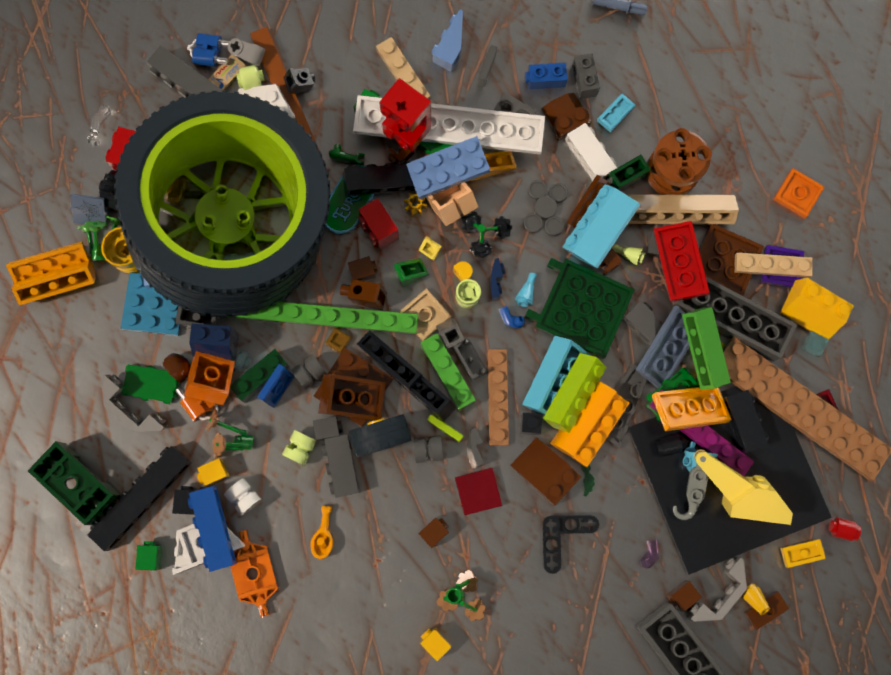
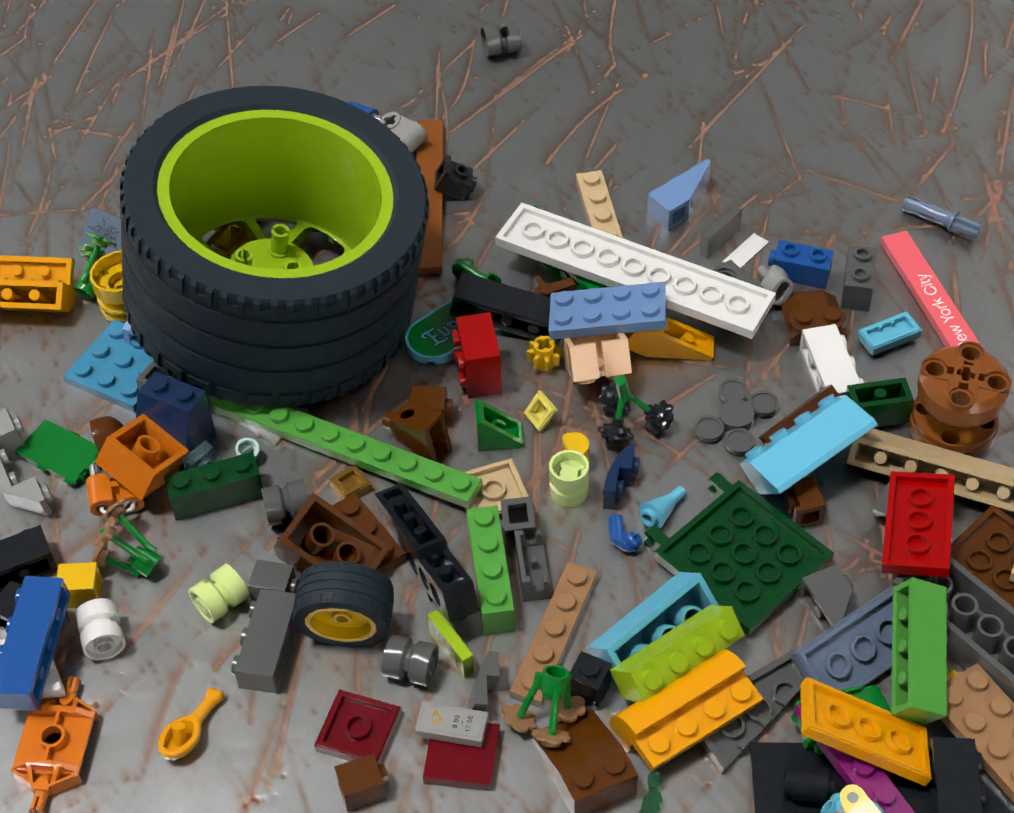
camera: 30 degrees right, 30 degrees down
(270, 343) = (245, 445): none -> light aqua hinge
(276, 386) = (228, 499): blue tile -> none
(406, 111) = (577, 192): red plate -> none
(415, 498) = (357, 727): none -> dark red tile
(468, 479) = (451, 724): none -> light grey tile
(506, 72) = (747, 250): none -> white sticker
(522, 444) = (555, 686): none -> plant
(535, 98) = (777, 281): none -> light grey piece
(632, 254) = (850, 510): yellowish green cone -> none
(639, 80) = (927, 289): none -> coral tile

